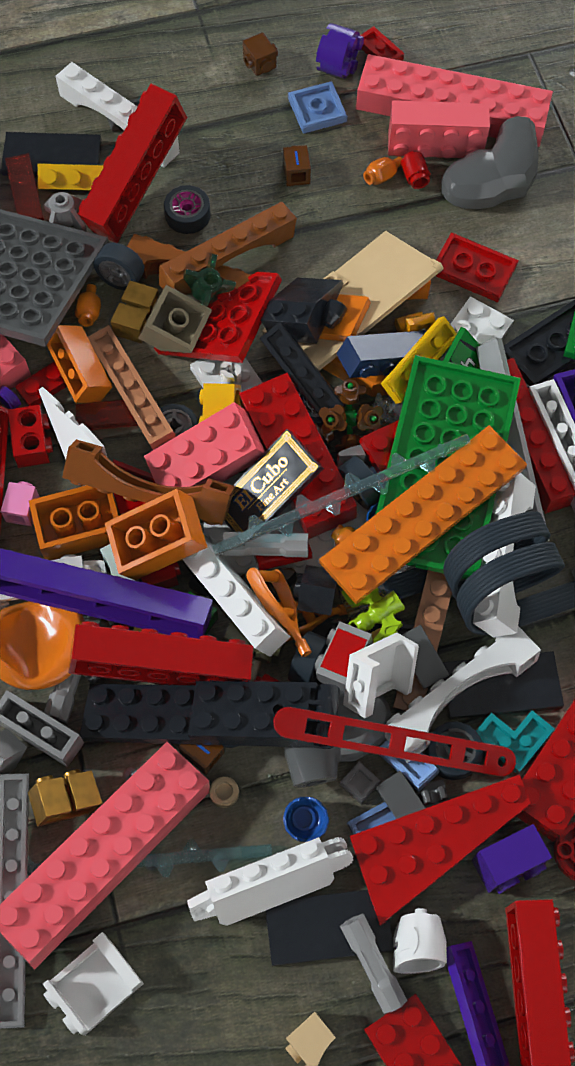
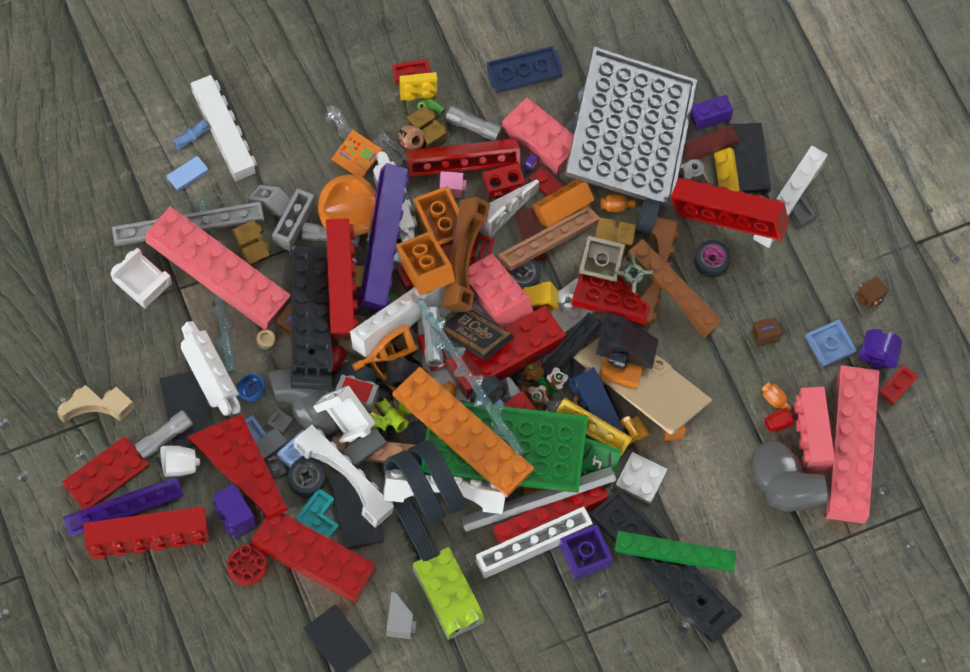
camera: 80 degrees right, 0 degrees up
(292, 722) = (299, 355): red piece -> none
(475, 267) = (697, 472): red tile -> none

